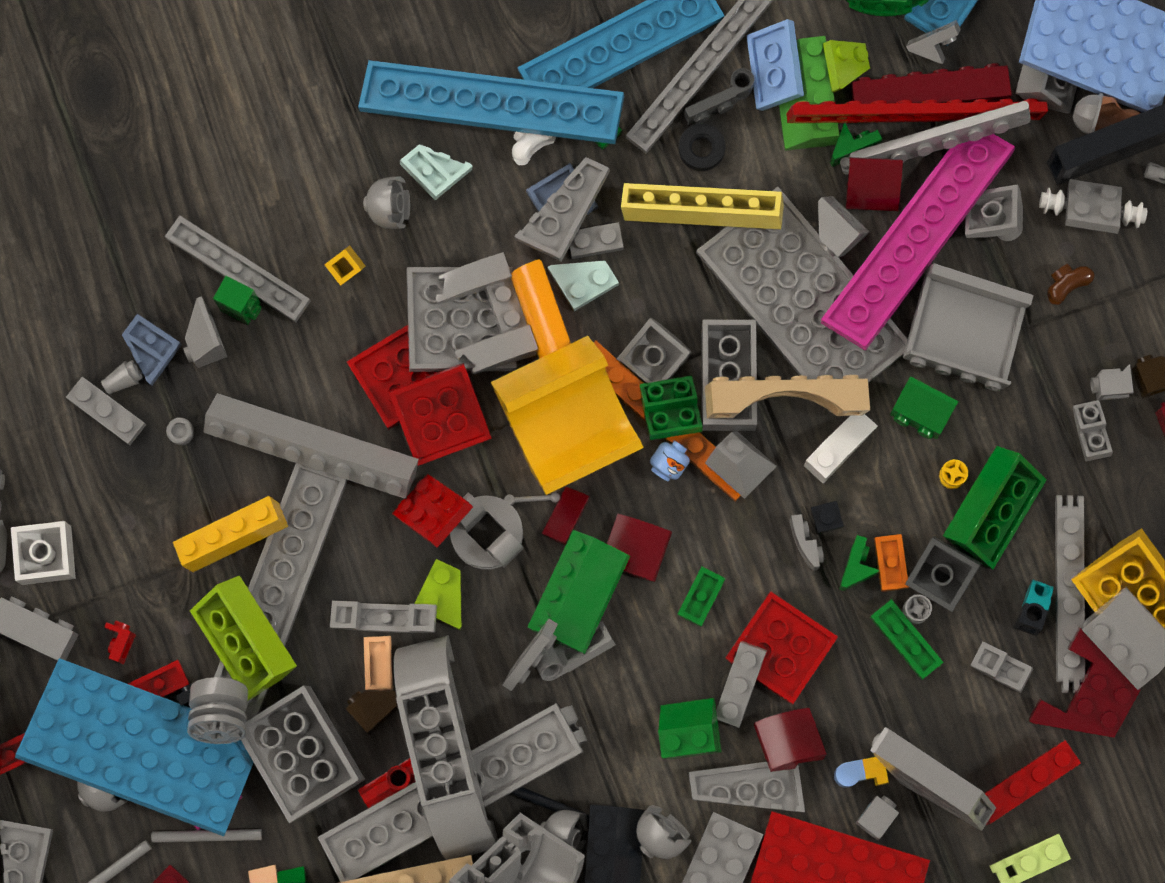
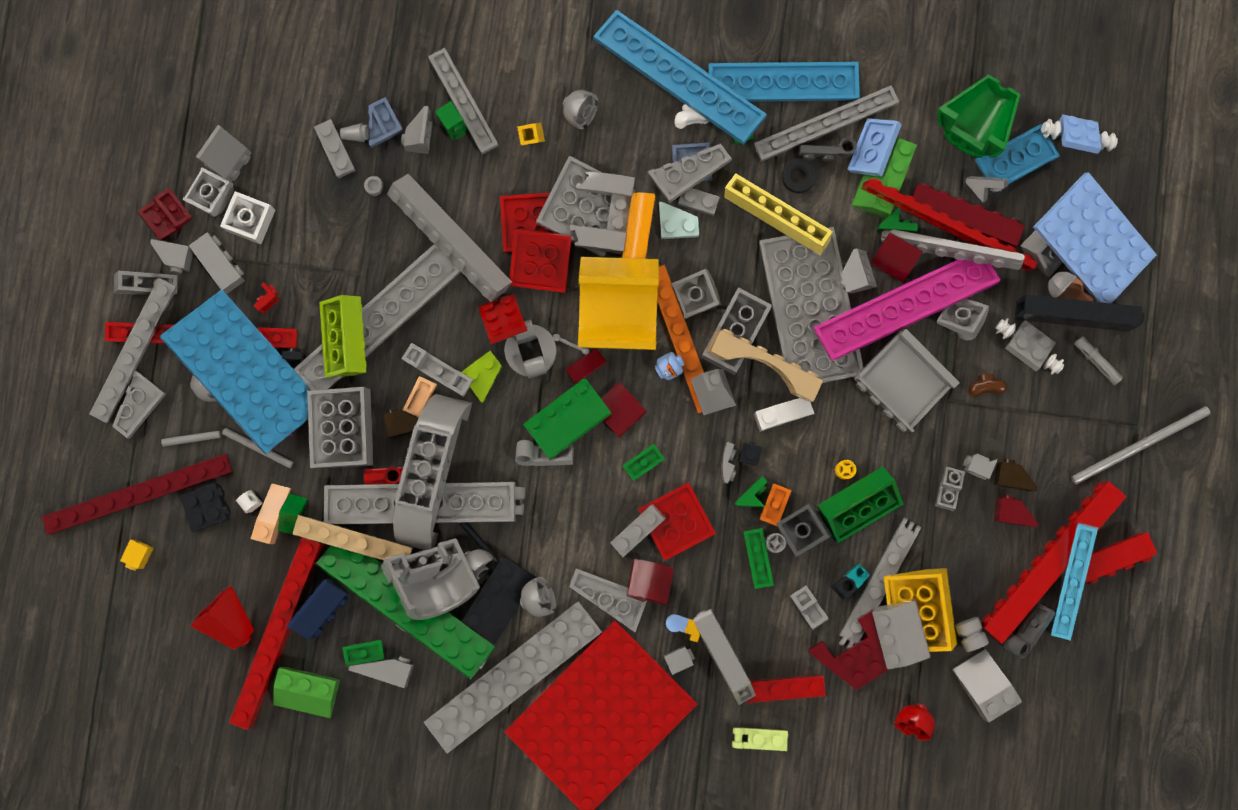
camera: 25 degrees right, 5 degrees up
(217, 710) = (301, 374): light grey wheel -> none
(230, 534) = (369, 267): yellow brick -> none
(434, 170) = (620, 102): light aqua wing -> none
(531, 655) = (515, 443): light grey plate -> none
(670, 408) = (688, 332): green slope -> none
(689, 729) = (590, 541): green slope -> none
(845, 62) = (920, 168): lime wing -> none
(923, 408) = (848, 418): green slope -> none

